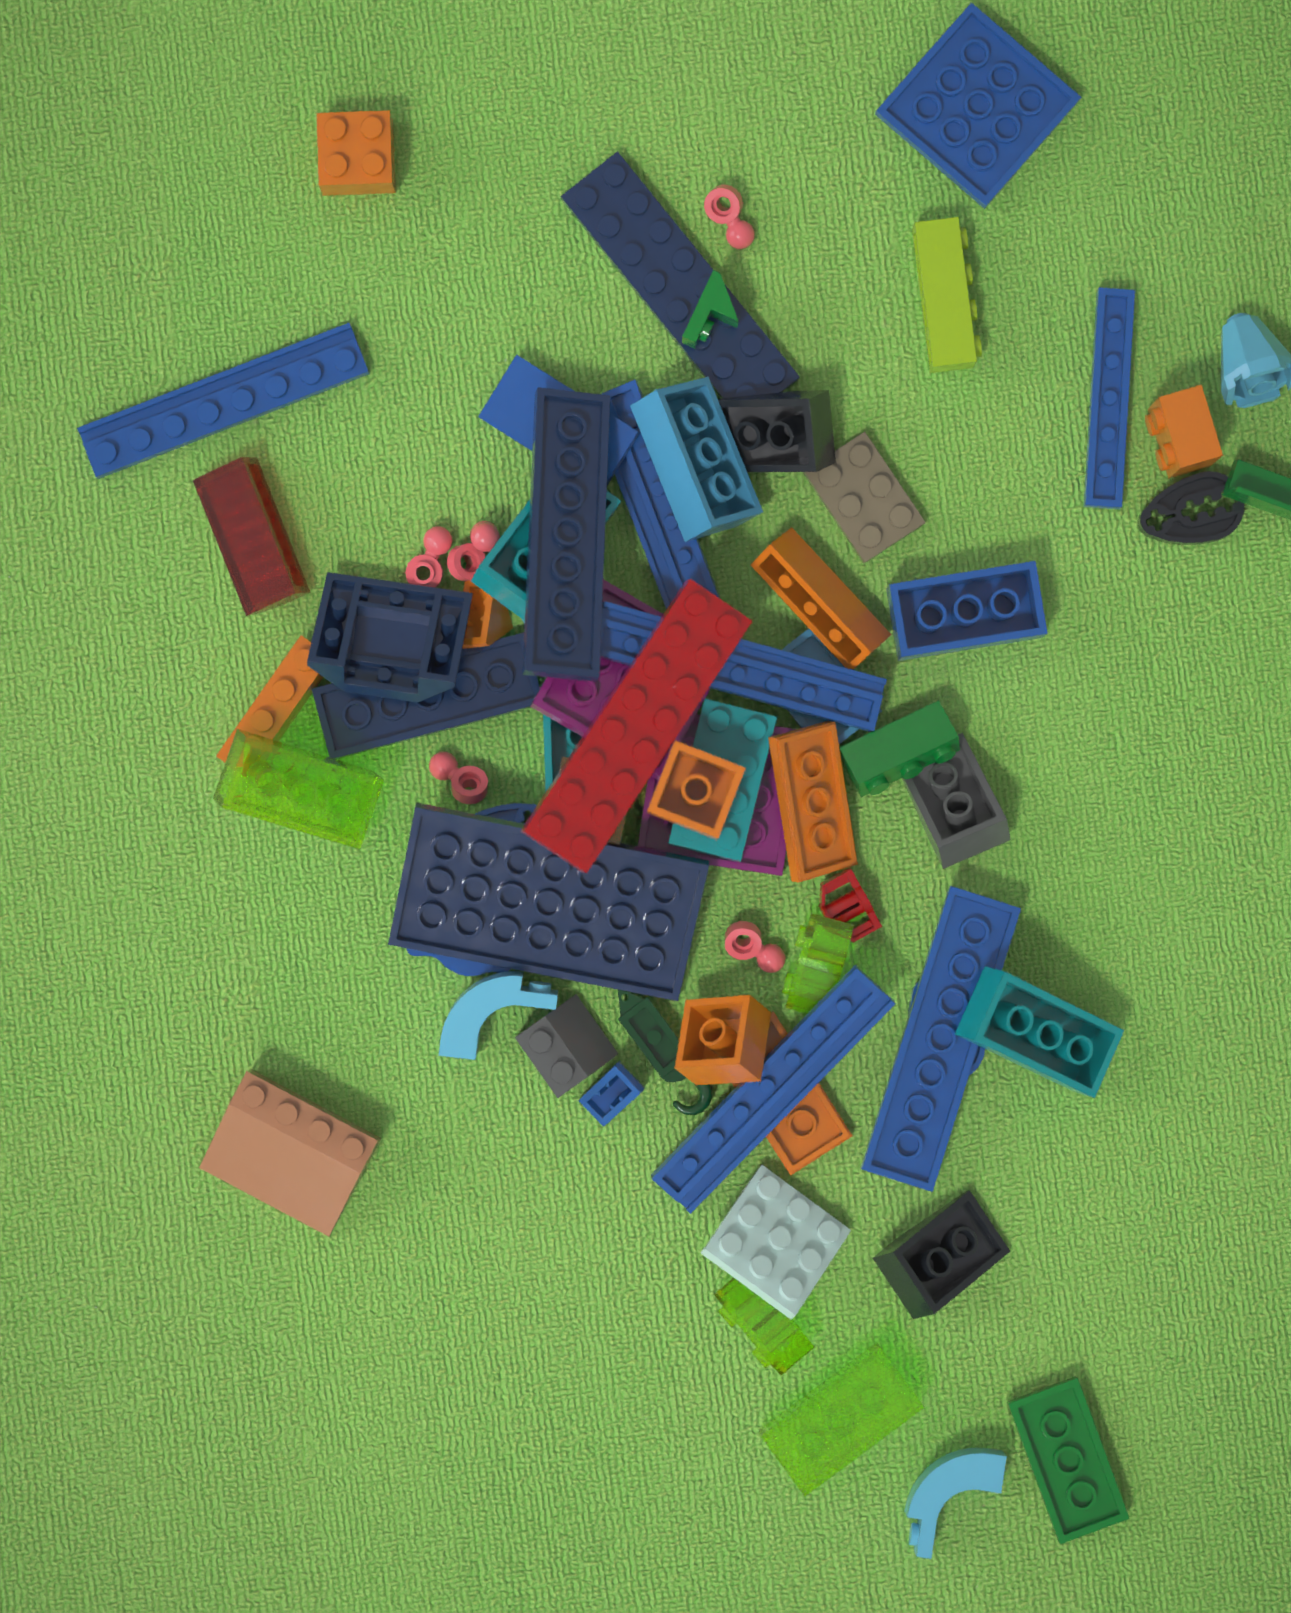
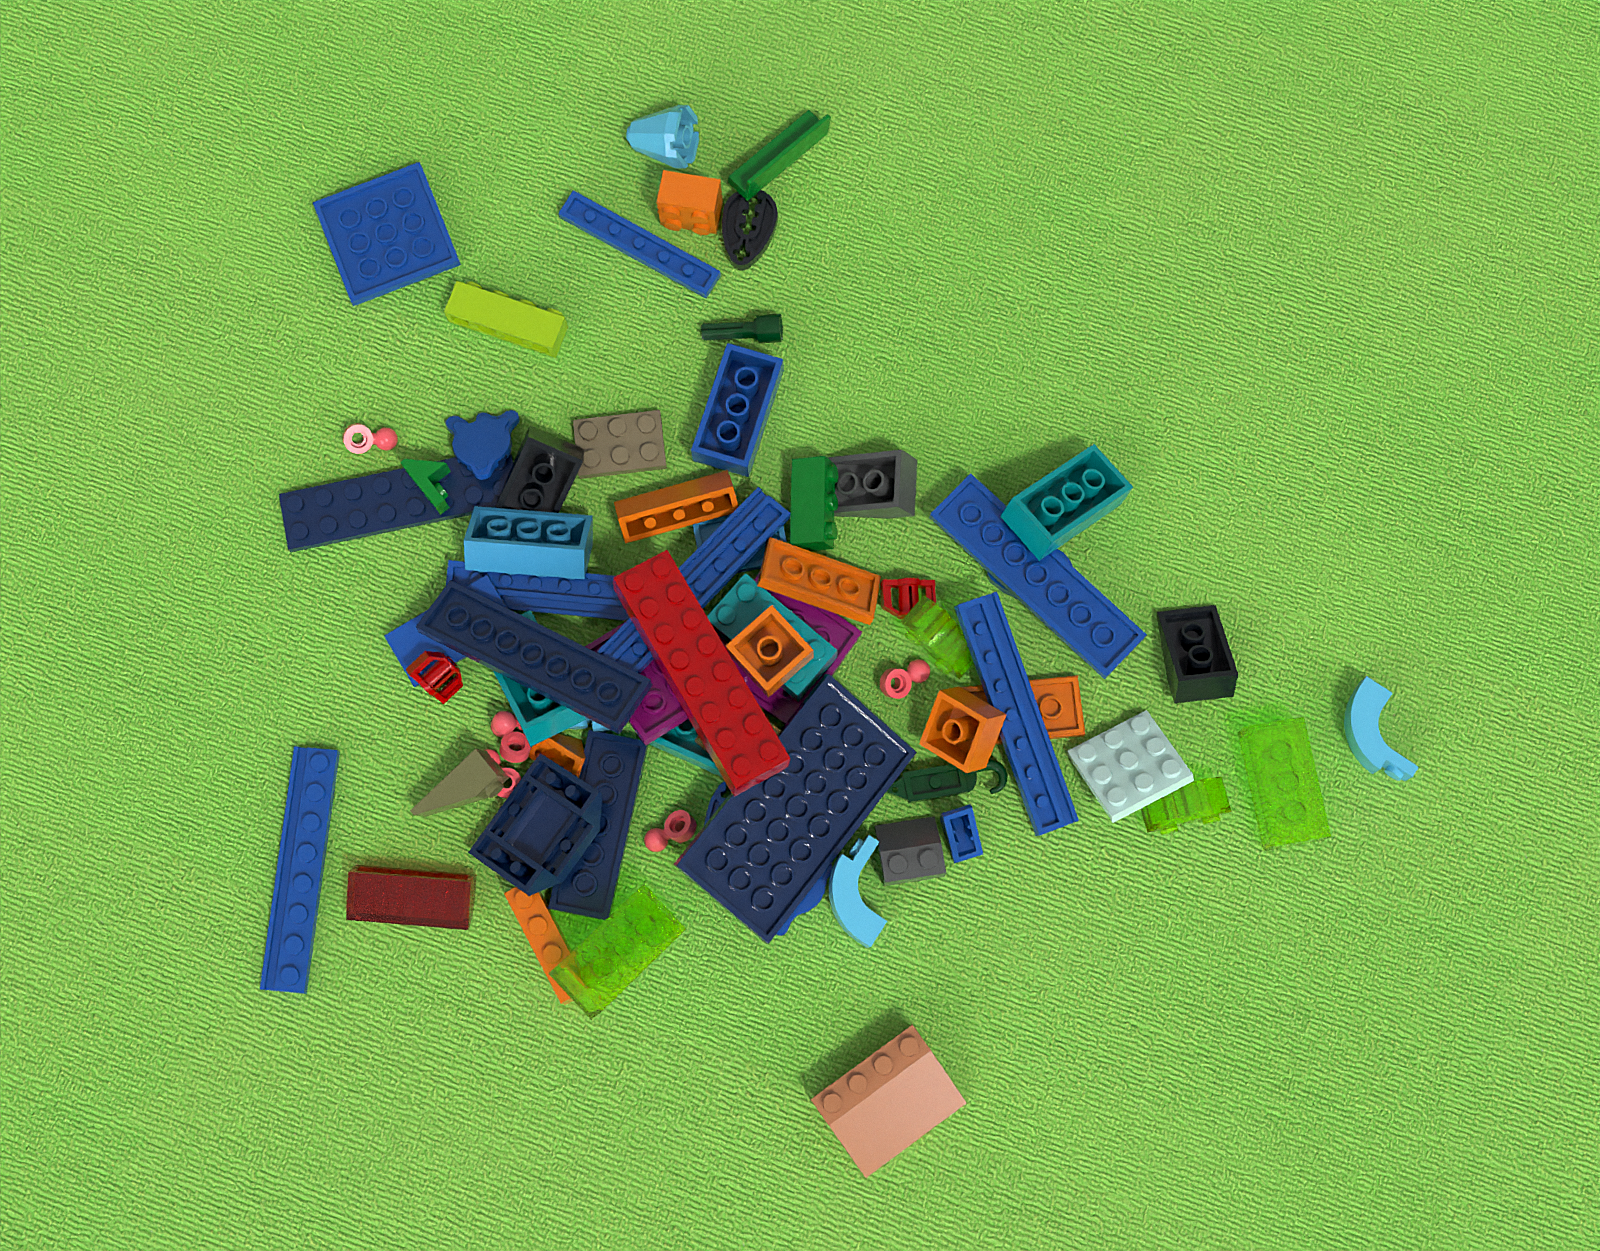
camera: 60 degrees left, 10 degrees down
(356, 153) = (174, 678): orange brick -> none
(405, 536) = (467, 783): none -> olive slope
(500, 436) = (436, 674): none -> red piece
(788, 346) = (483, 441): none -> blue tile
(1068, 1460) = (1388, 636): green plate -> none
(1078, 590) = (764, 328): none -> dark green piece

